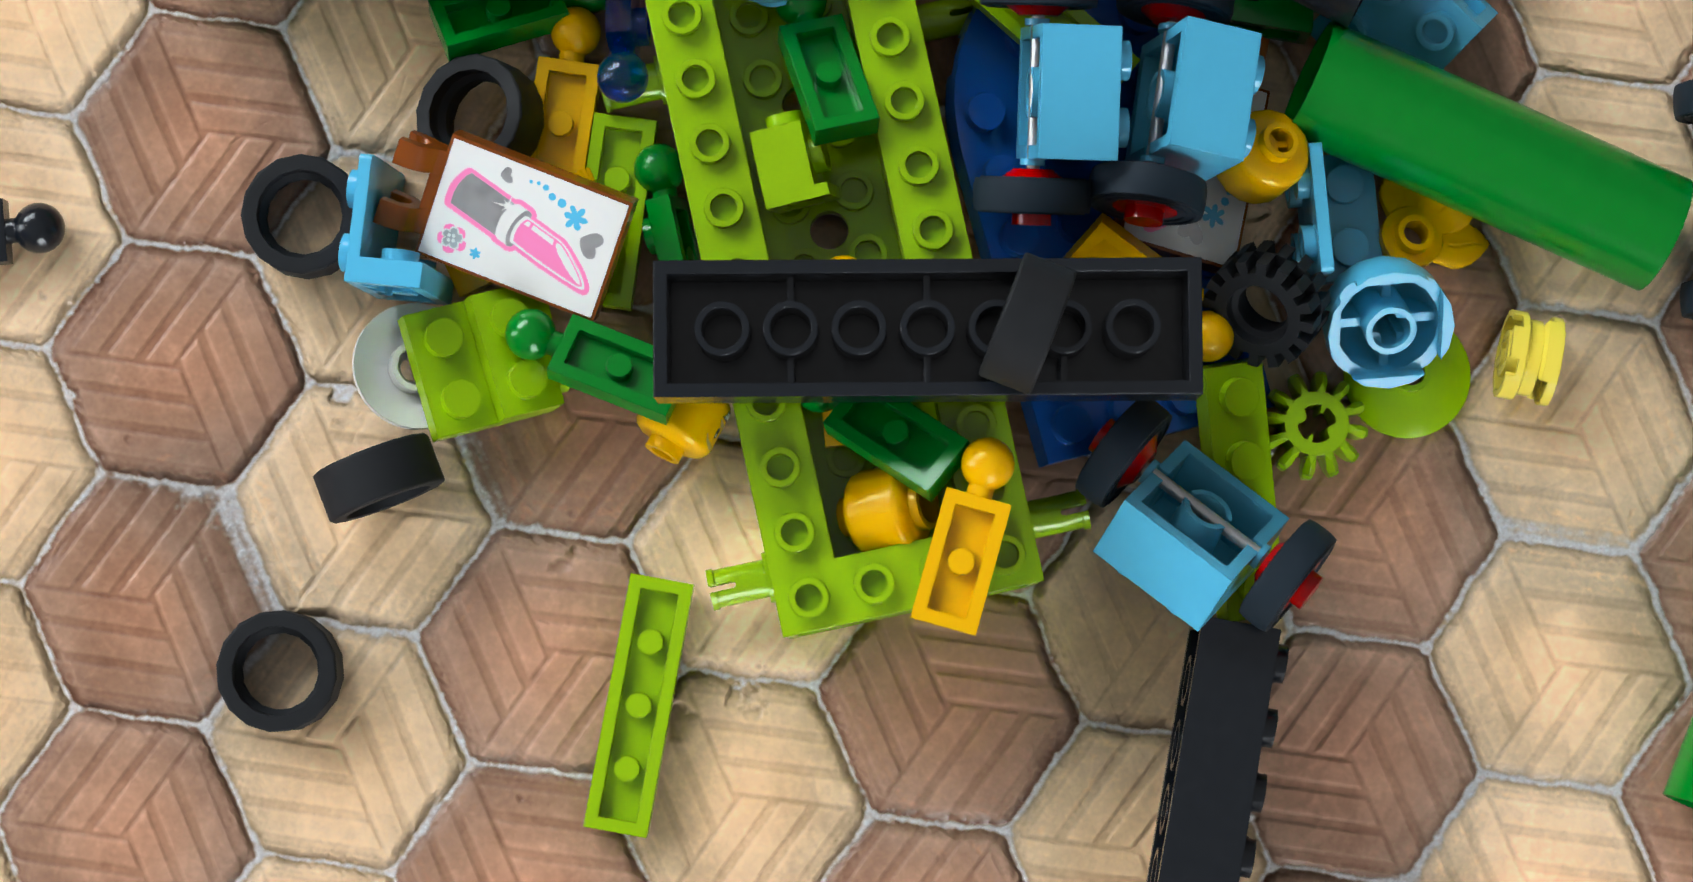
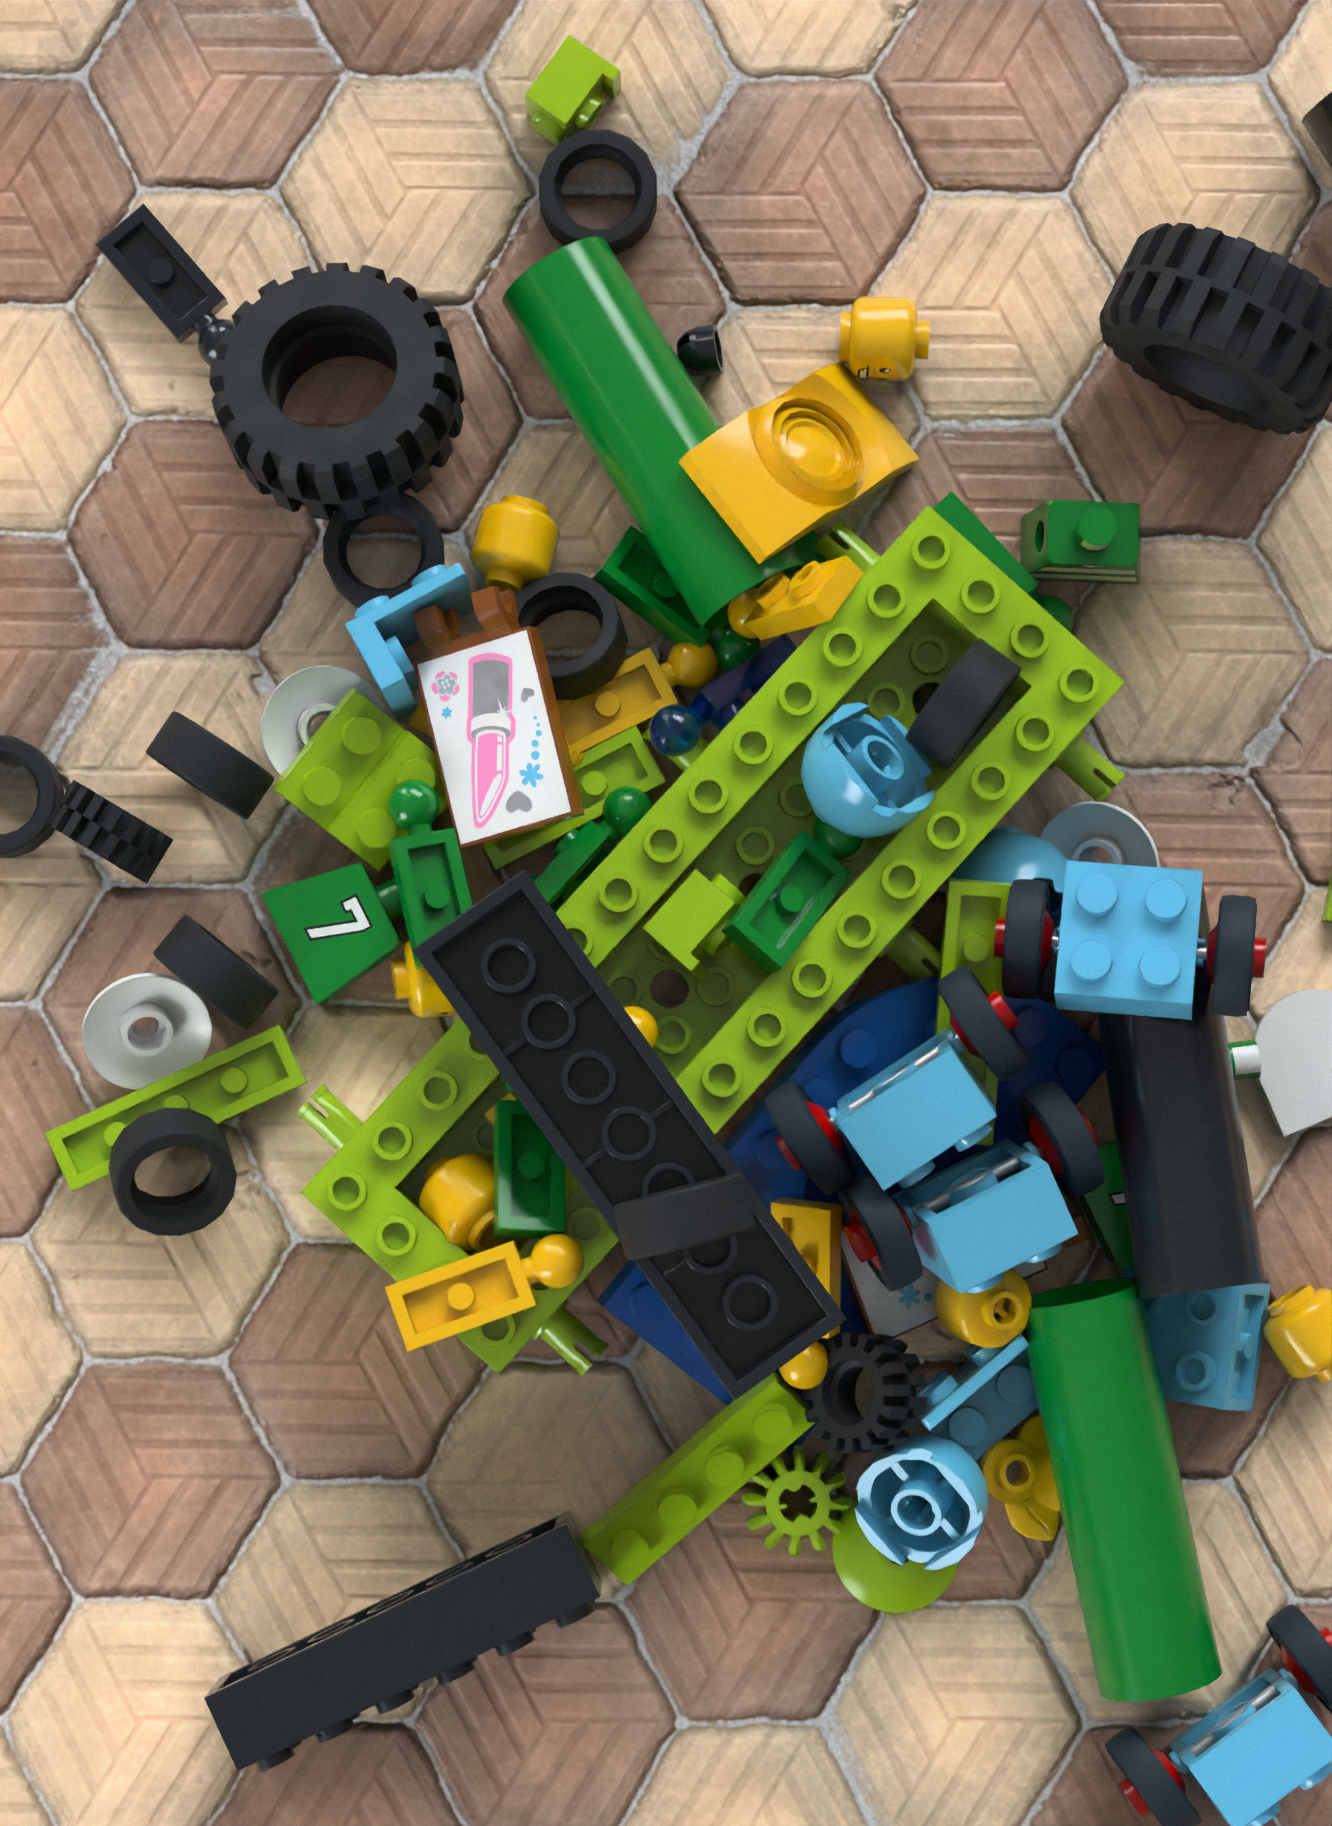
camera: 45 degrees right, 0 degrees up
(83, 119) = (321, 320): none -> black tyre
(373, 105) = (514, 543): none -> yellow head
(374, 598) = (109, 831): none -> black tyre
(552, 592) = (215, 972): none -> black tyre
(582, 675) = (143, 1055): none -> white dish
(585, 468) = (337, 927): none -> green torso
(729, 755) = (181, 1212): none -> black tyre
(1195, 527) = (633, 1467): brick -> none
(1528, 357) = (979, 1640): light yellow wheel -> none

